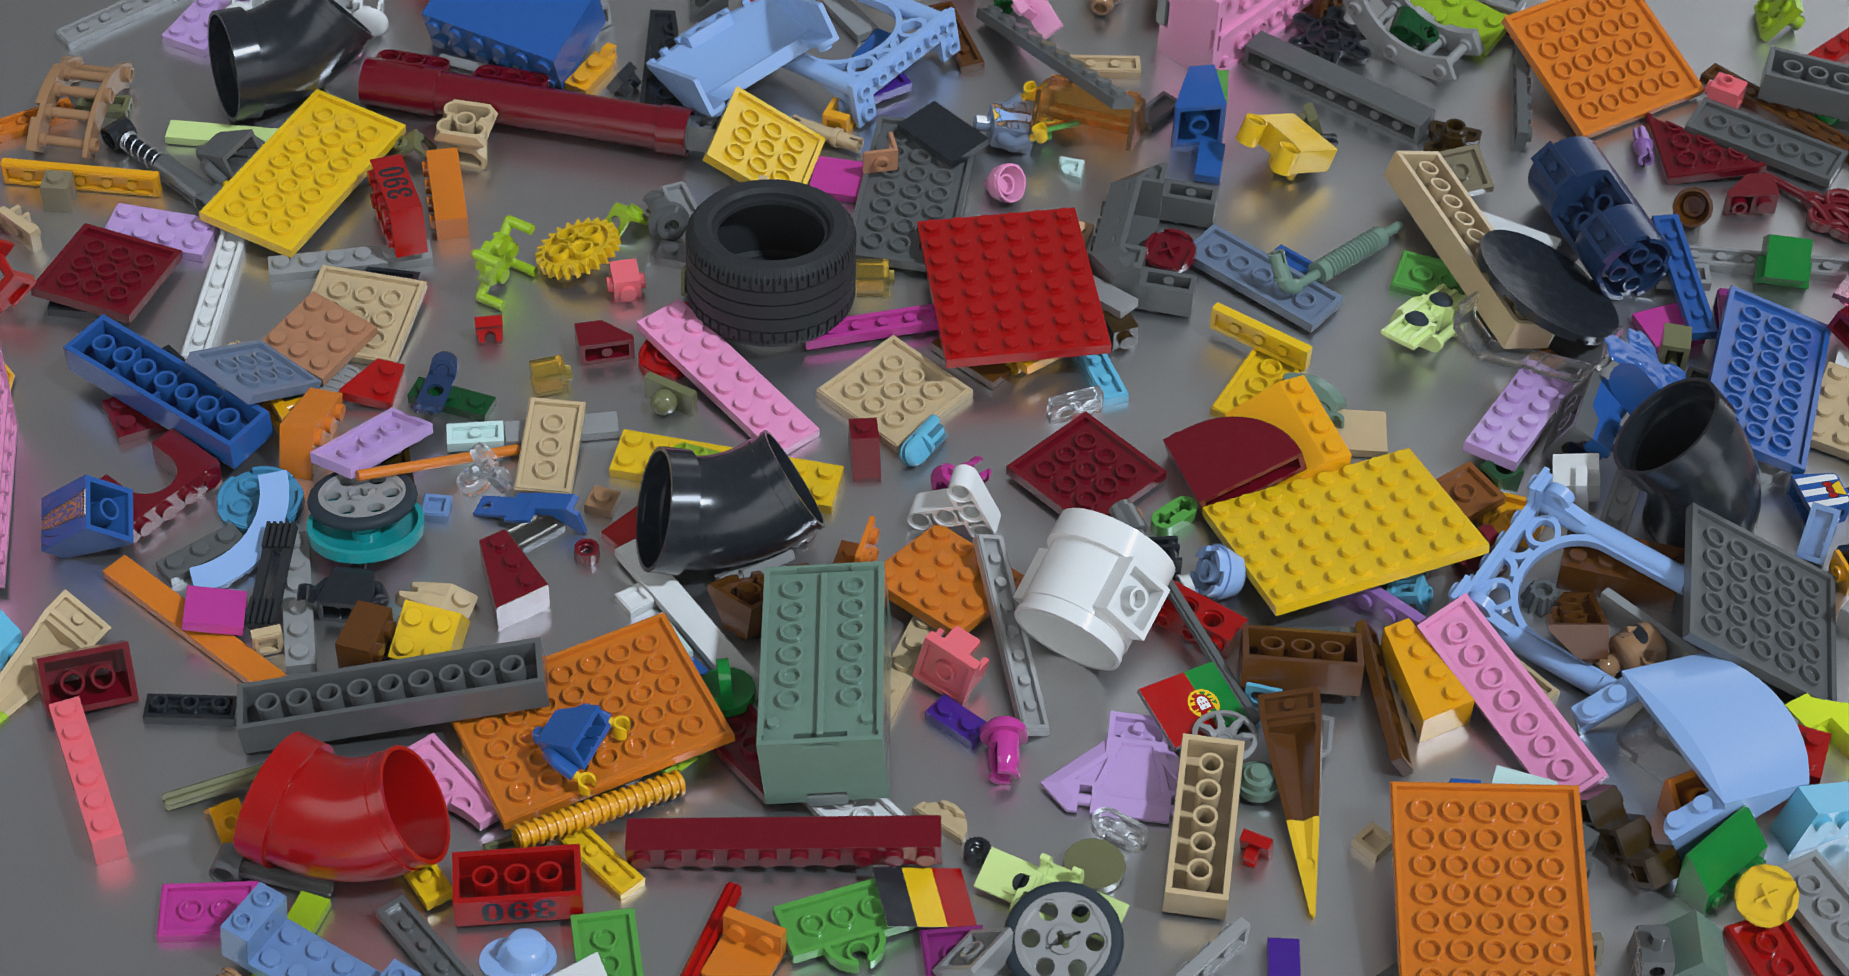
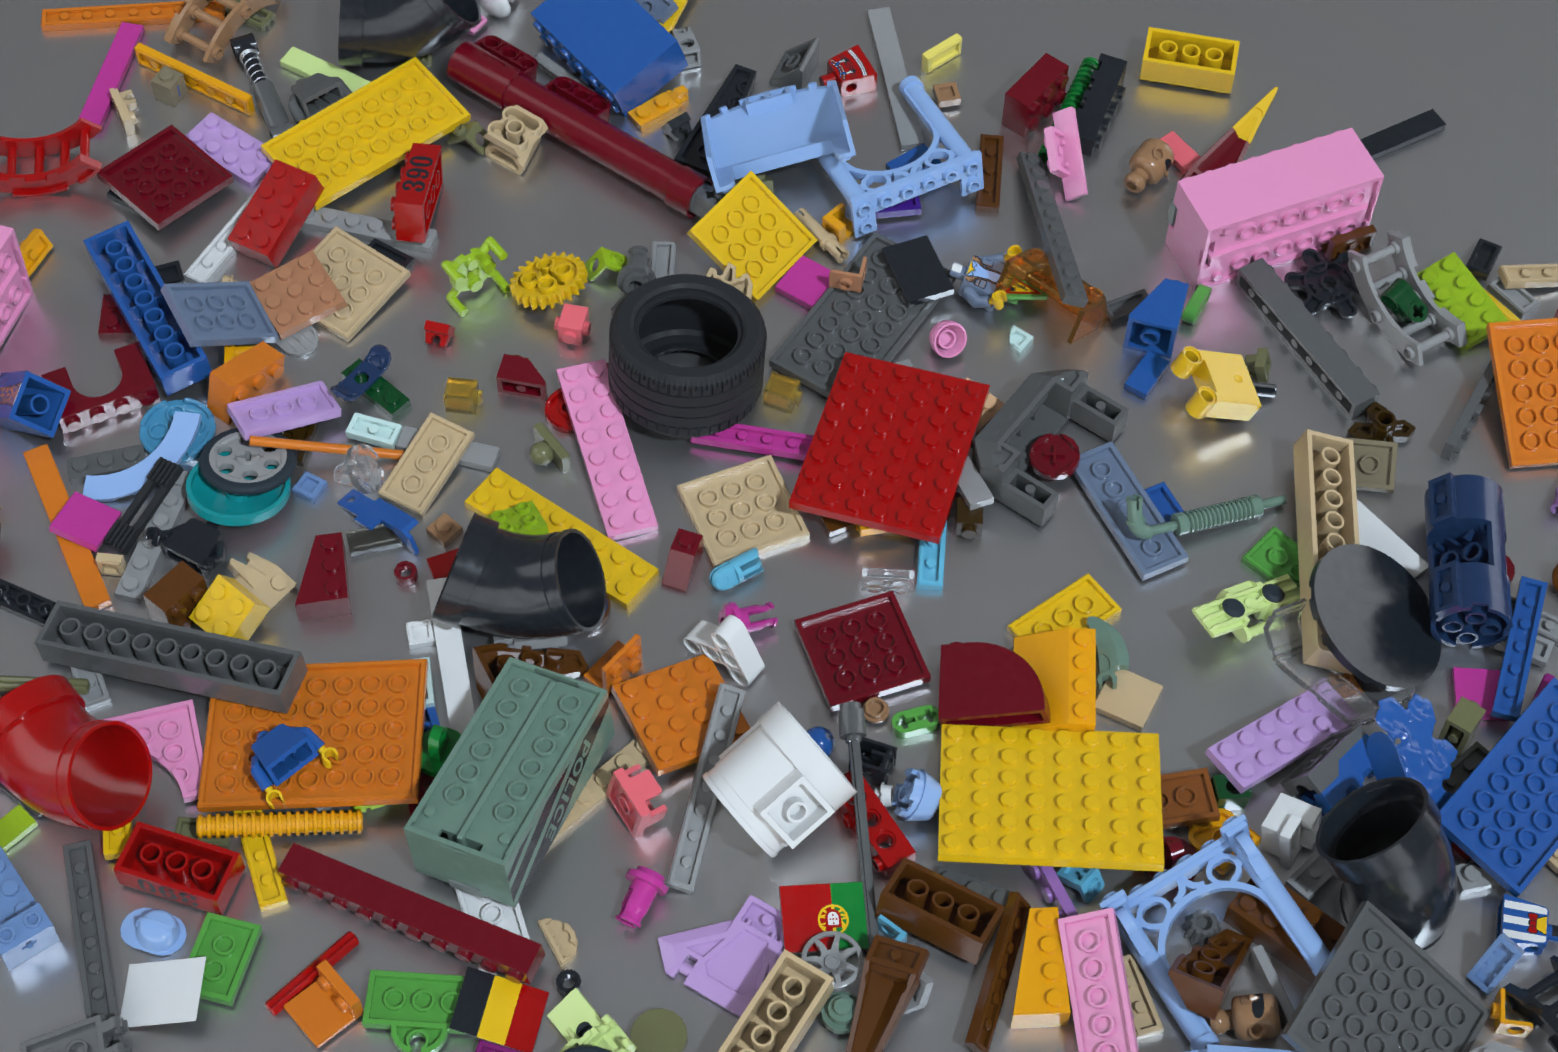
camera: 25 degrees right, 10 degrees up
(254, 268) = (276, 213): none -> red brick
(375, 385) = (321, 354): red wing -> none
(446, 192) = (472, 190): orange brick -> none
(955, 721) = (620, 849): dark purple plate -> none
(1113, 65) = (1104, 245): tan tile -> none
(1121, 831) = (699, 1013): clear plate -> none
(1260, 337) = (1086, 572): yellow plate -> none

